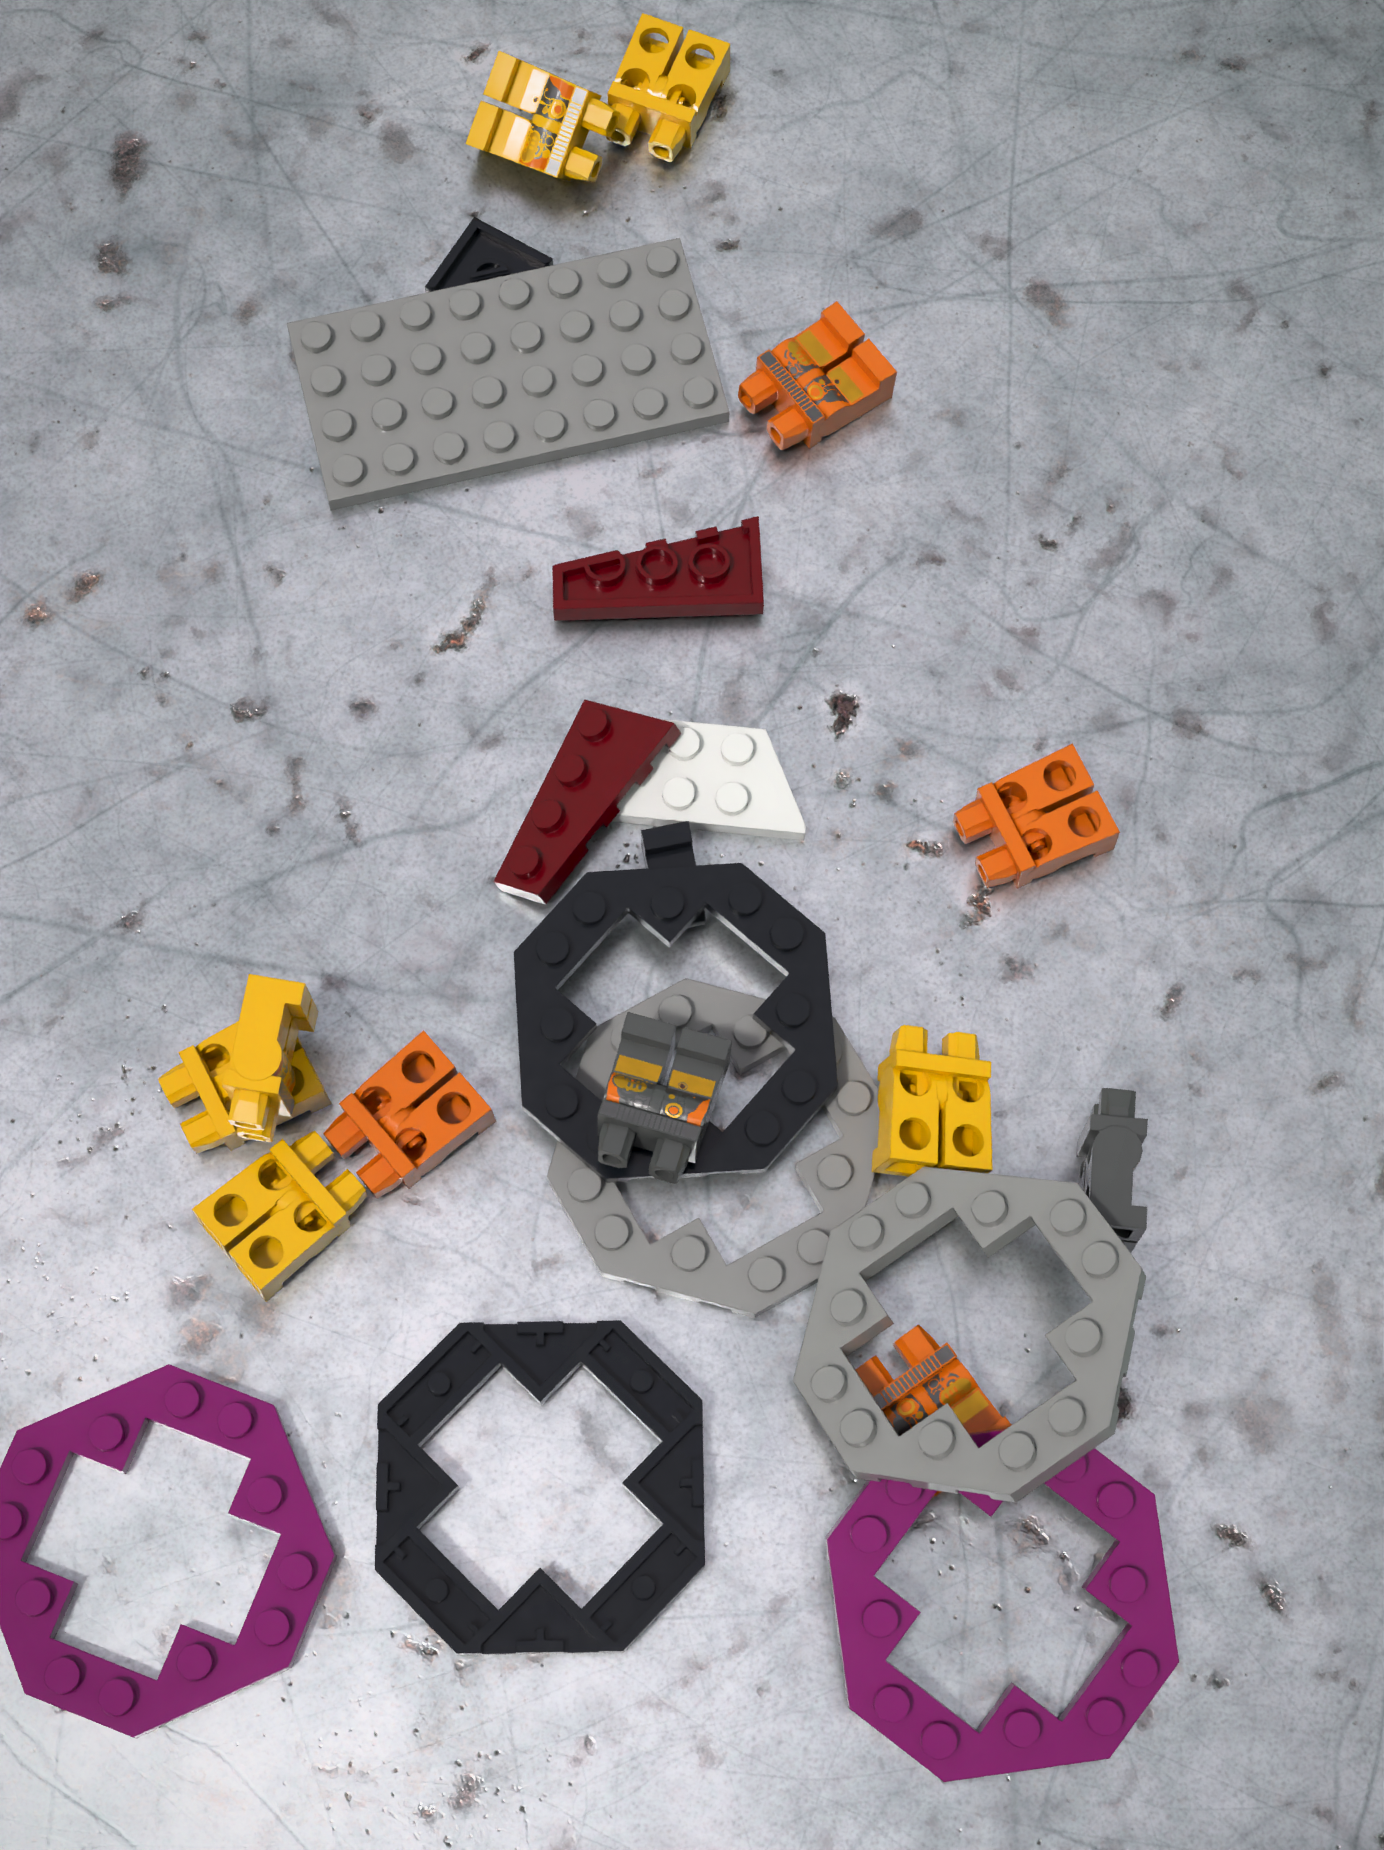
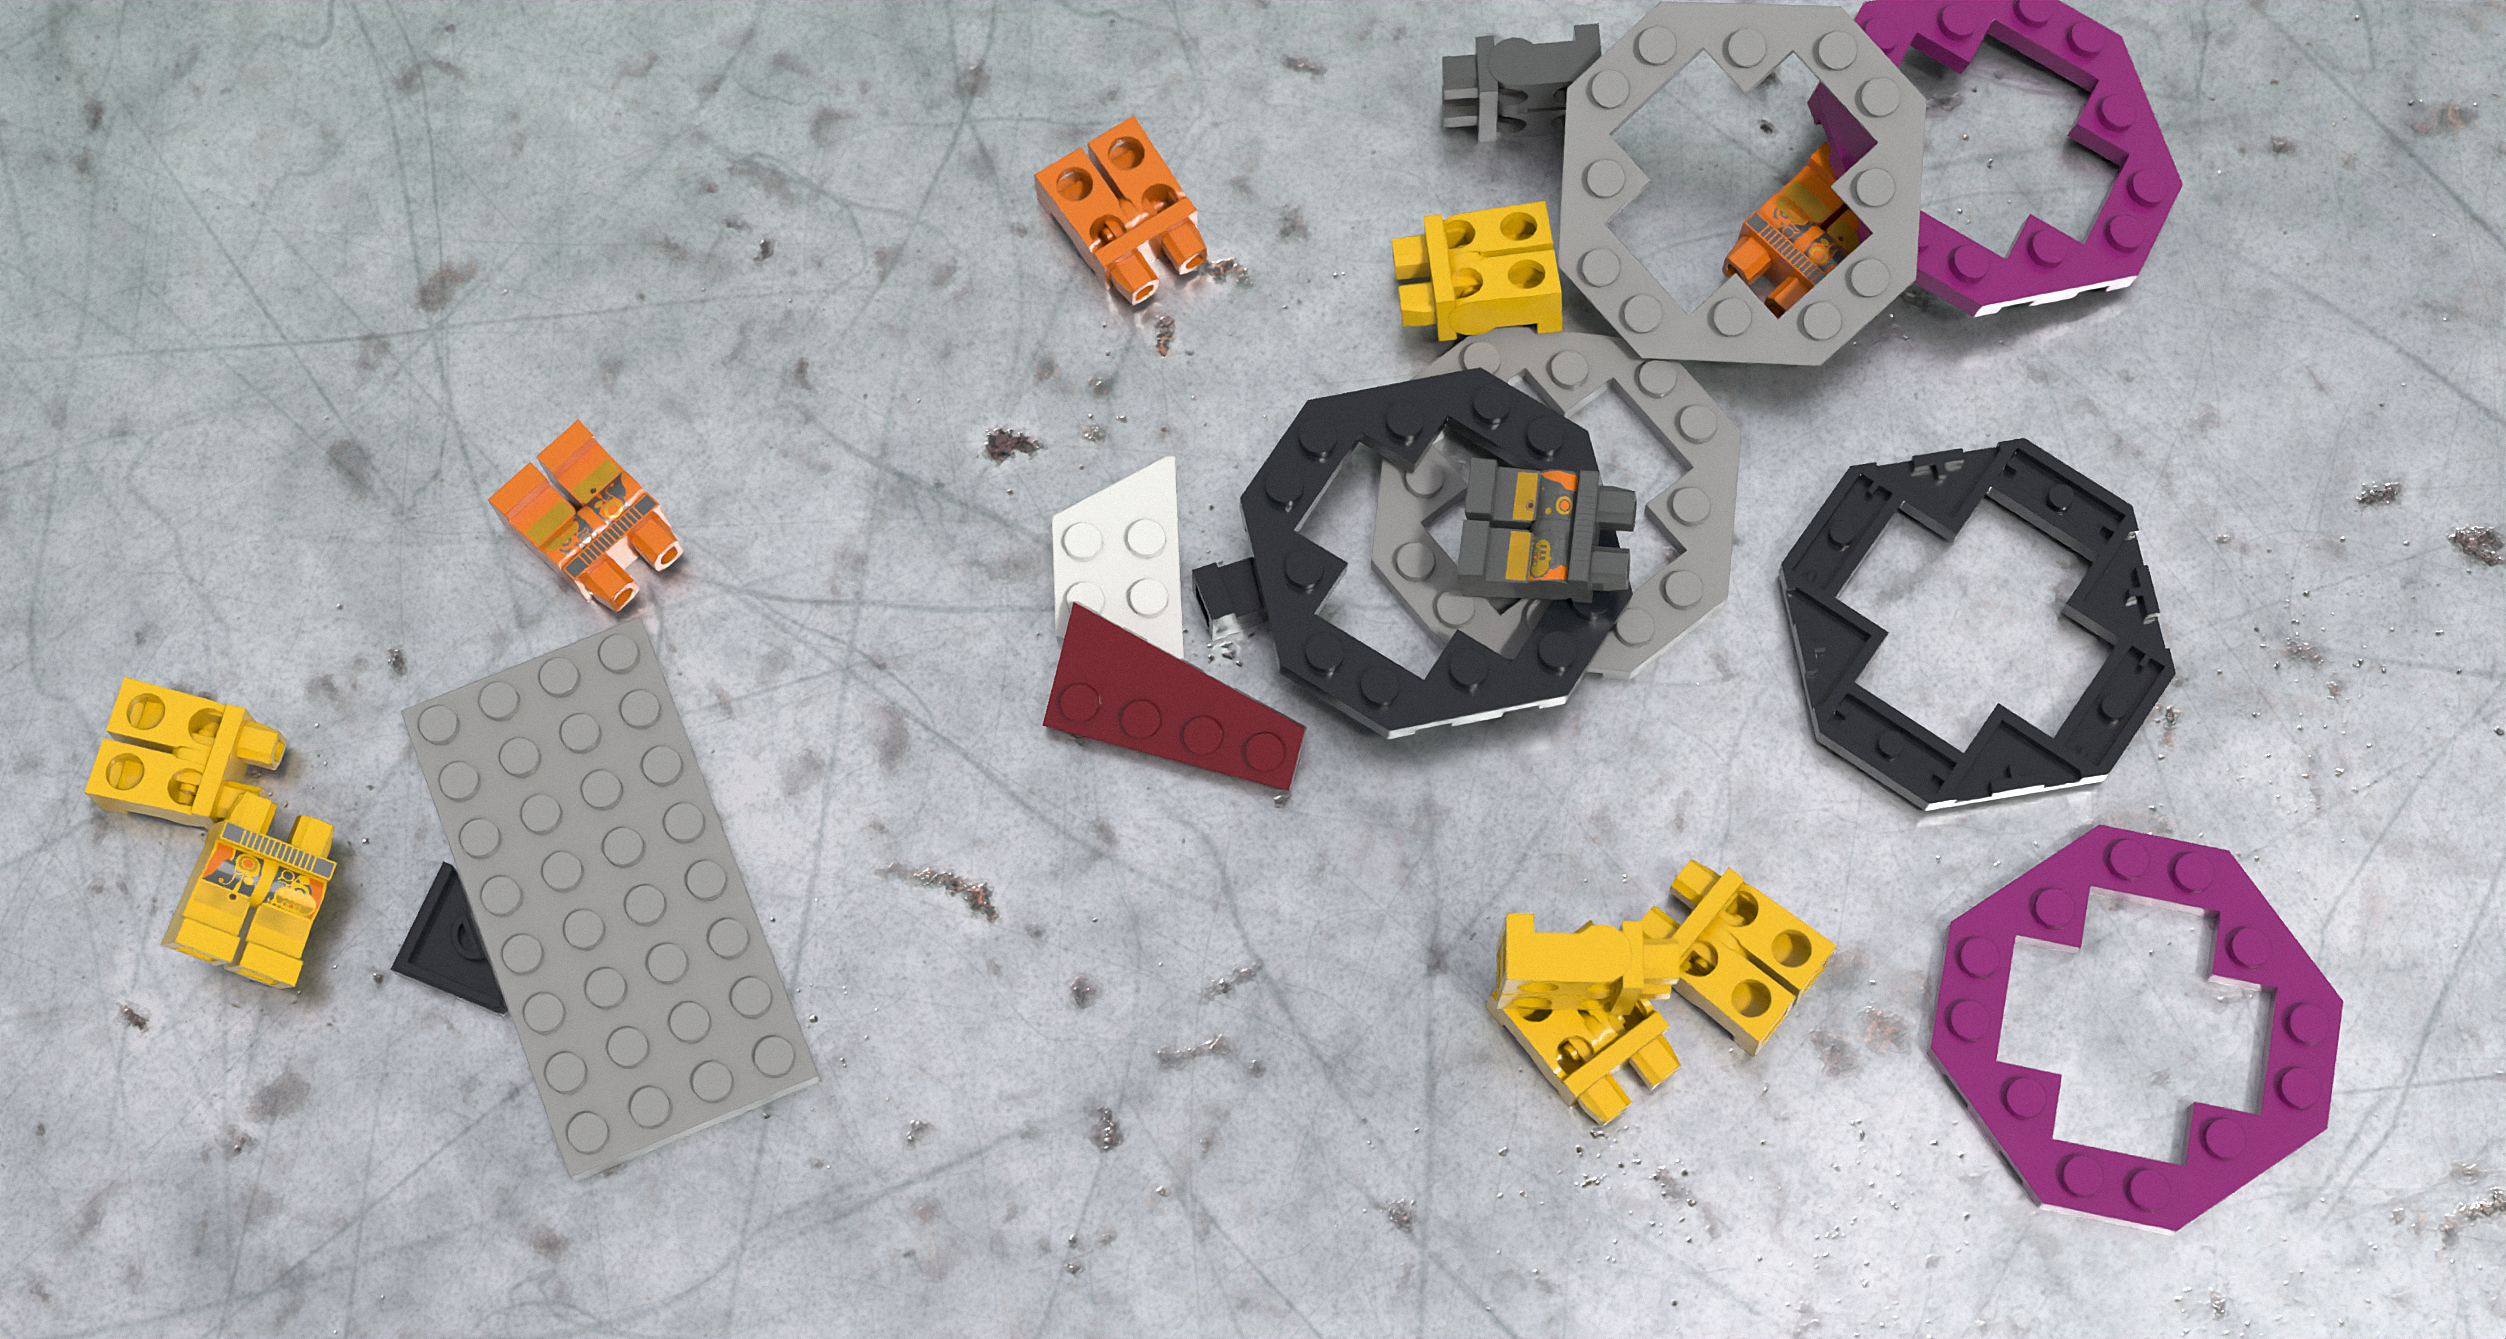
camera: 95 degrees left, 0 degrees up
(411, 1115) = (1592, 828): orange hips -> none
(685, 578) = (868, 637): dark red wing -> none

